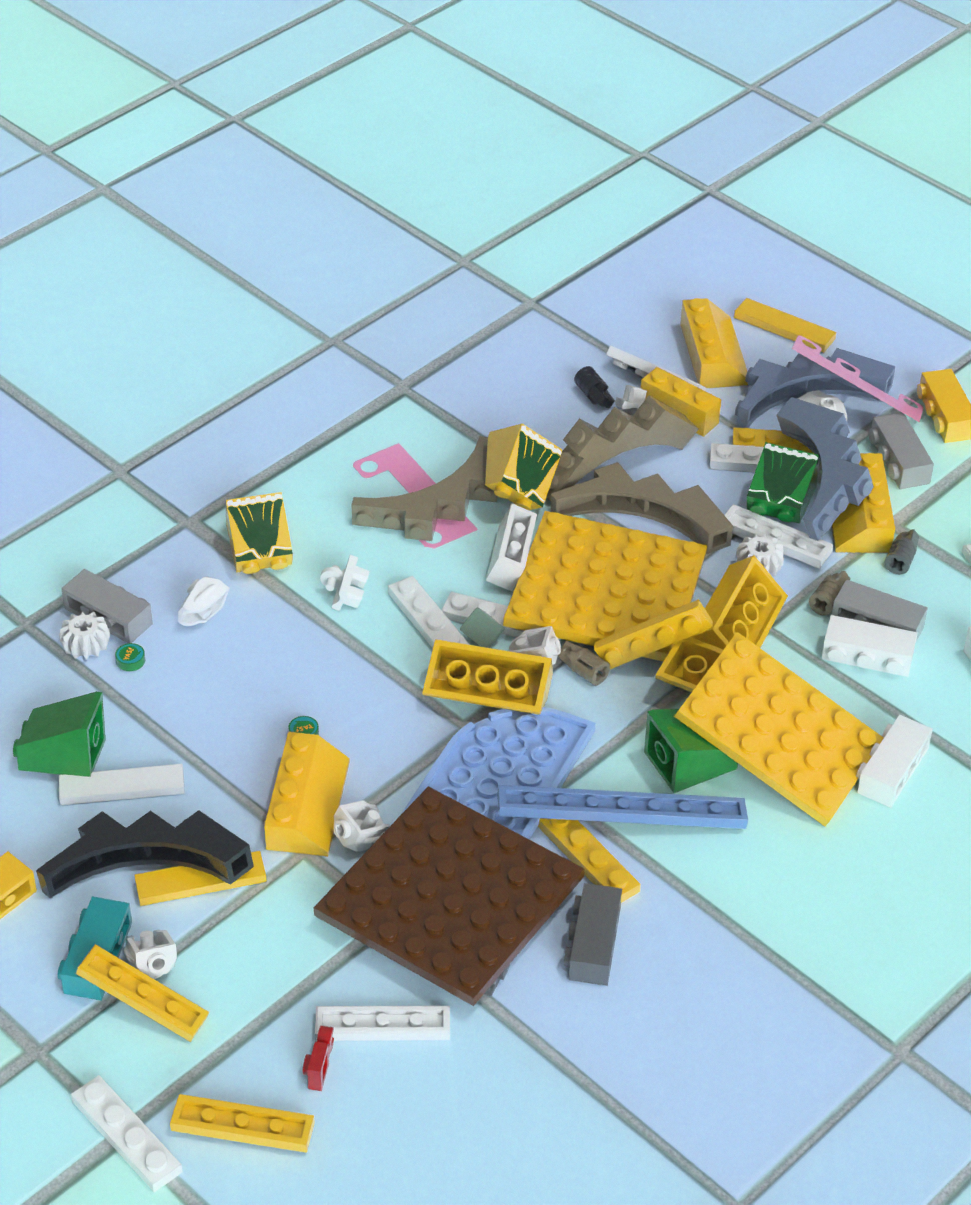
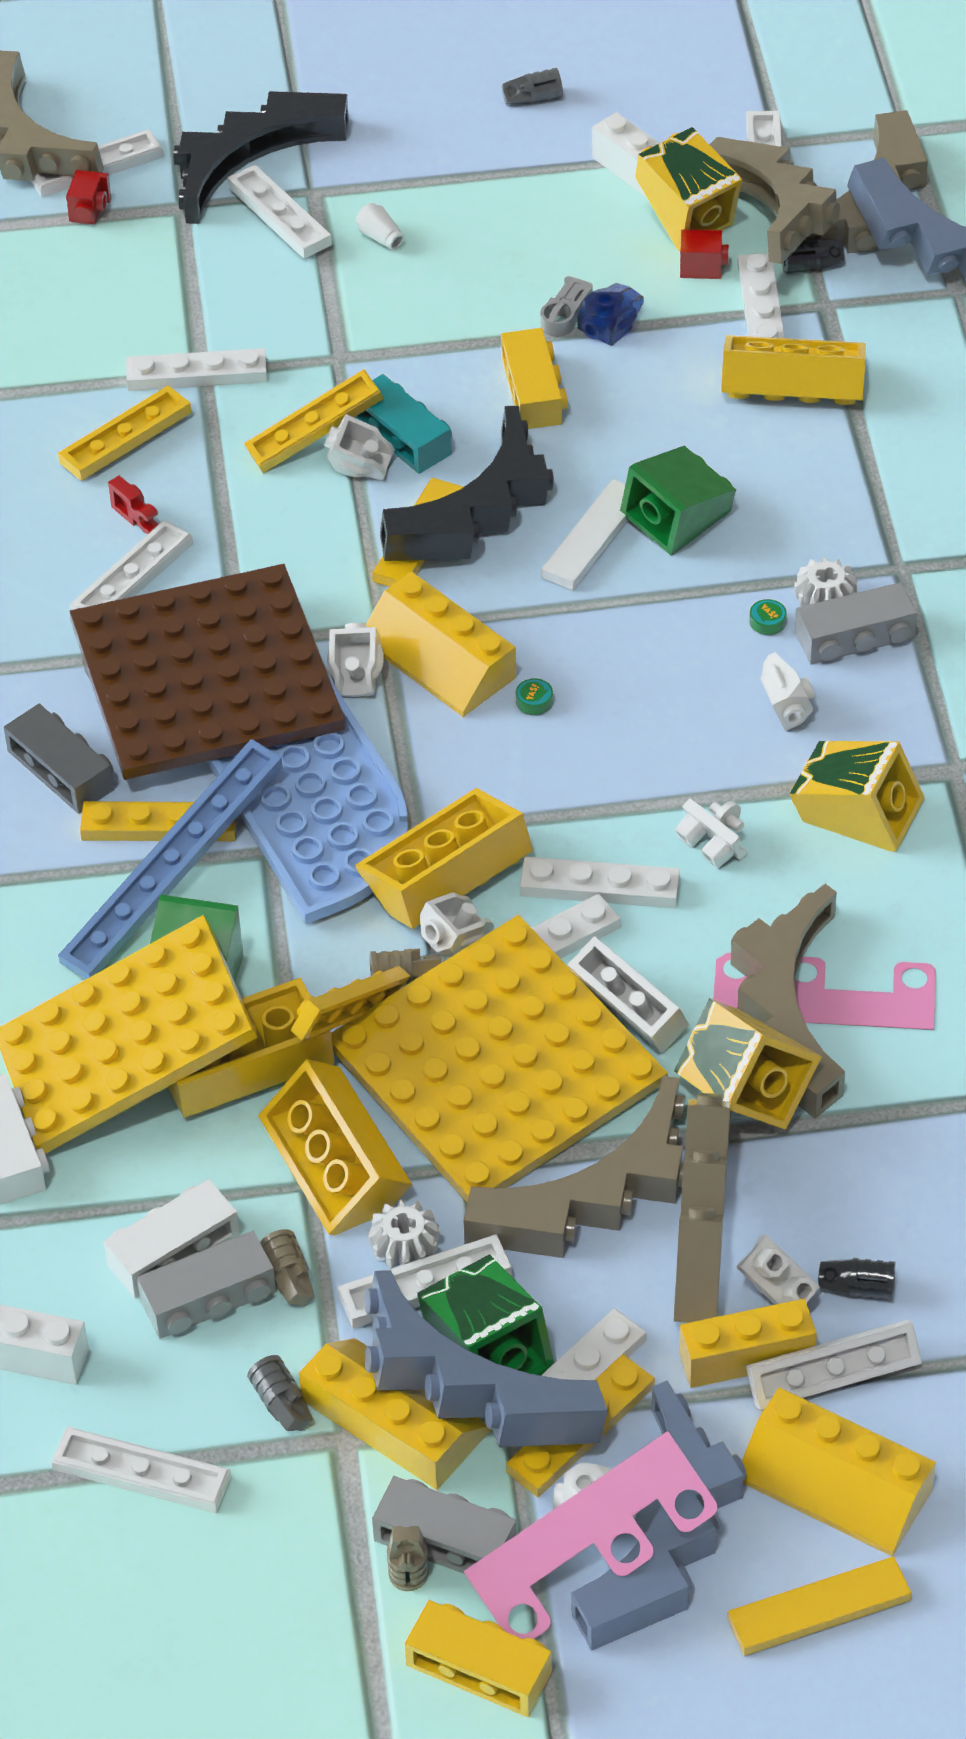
camera: 130 degrees right, 5 degrees up
(482, 628) = (534, 906): sand green slope -> none
(935, 444) = (407, 1554): none -> dark tan hinge

